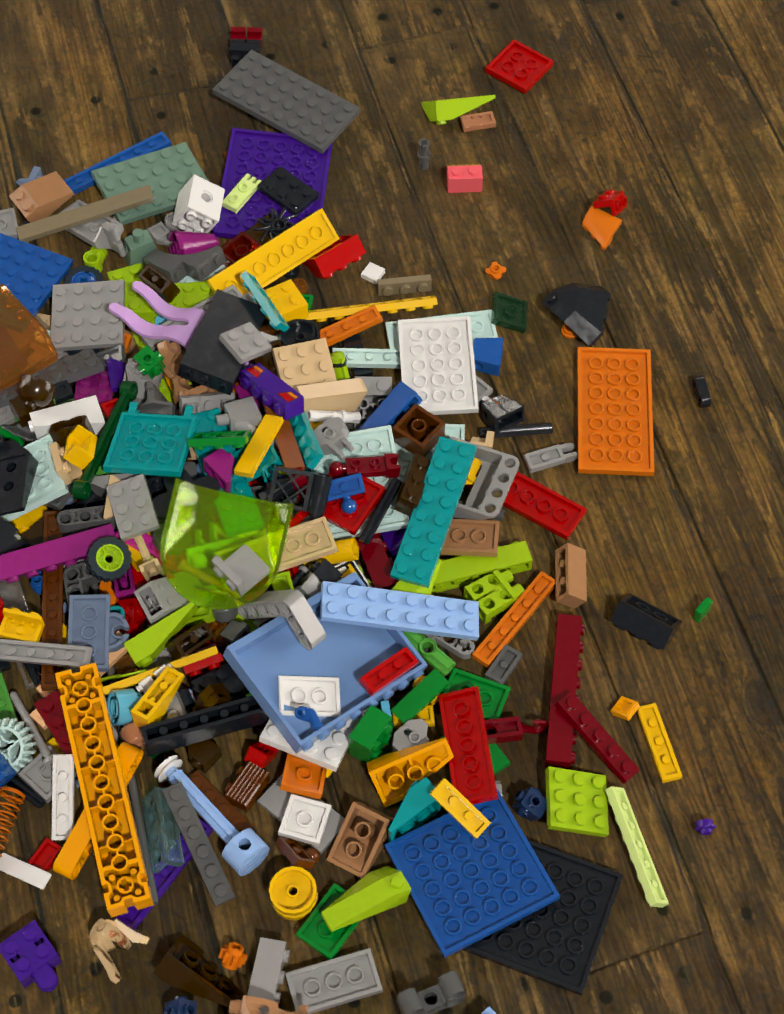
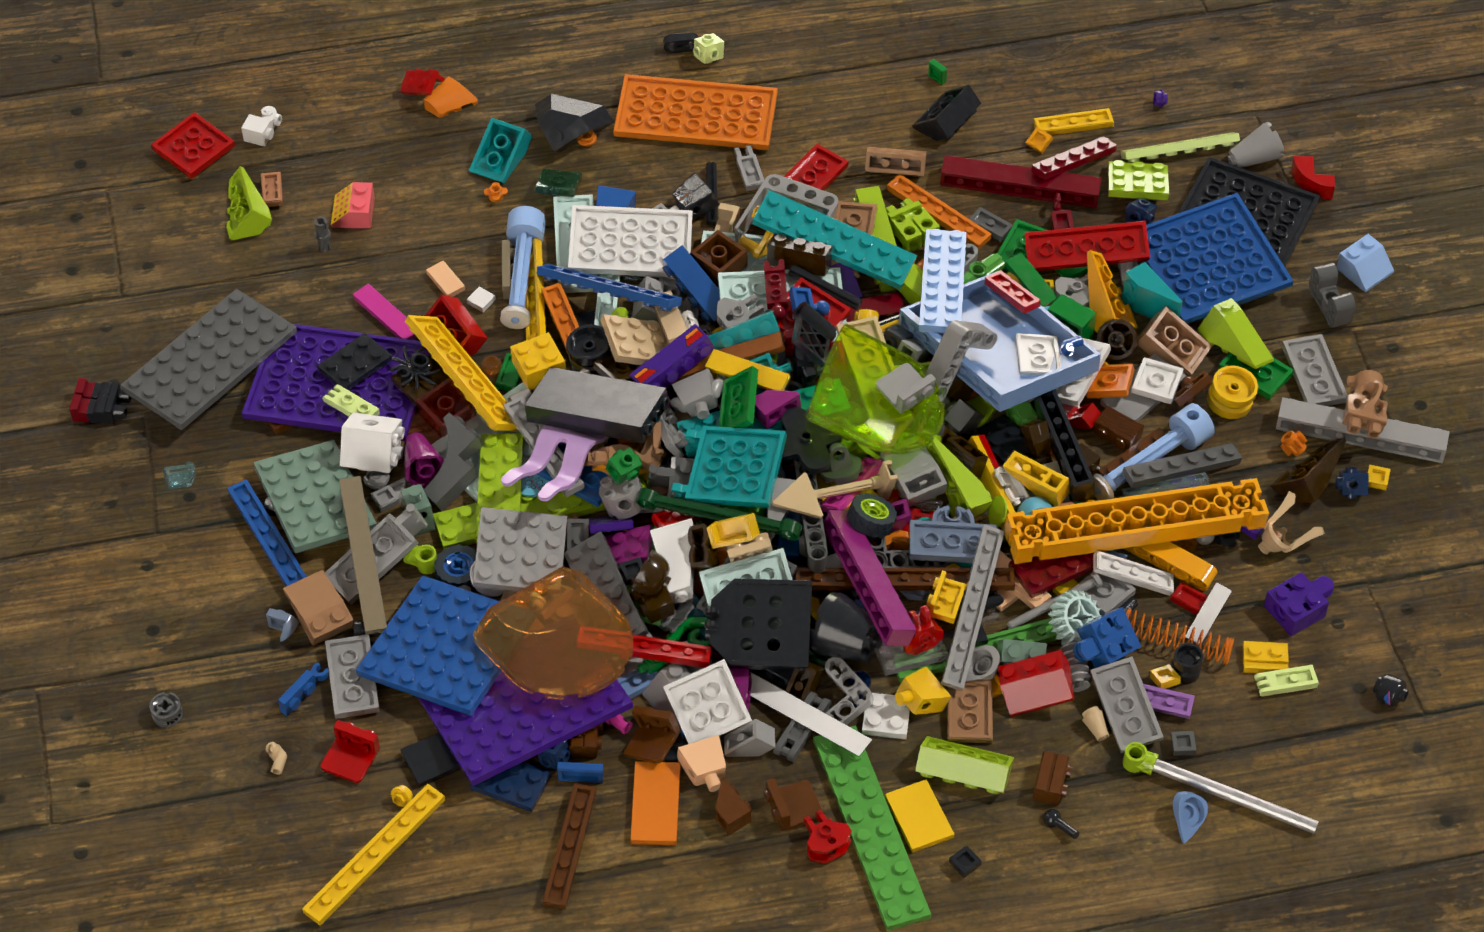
camera: 85 degrees left, 5 degrees down
(132, 507) = (817, 482): light grey plate -> none
(159, 283) = (492, 471): dark brown brick -> none
(175, 103) = (180, 475): none -> clear light blue plate
(245, 342) = (608, 378): light grey plate -> none
(262, 298) = (540, 367): teal plate -> none
(354, 209) = (383, 311): none -> dark pink tile
(354, 781) = (1120, 336): none -> dark brown cylinder
(369, 347) = (603, 285): none -> blue plate
(392, 247) = (445, 279): none -> light nougat tile
(445, 290) = (522, 226): none -> light blue piece
(460, 808) = (1157, 249): yellow plate -> none
(542, 267) = (500, 150): none -> teal slope
(543, 107) = (261, 129): none -> white brick
(614, 978) = (1303, 174): none -> red brick
(641, 925) = (1257, 148): none -> light grey cone
(694, 411) = (708, 48): none -> yellowish green brick

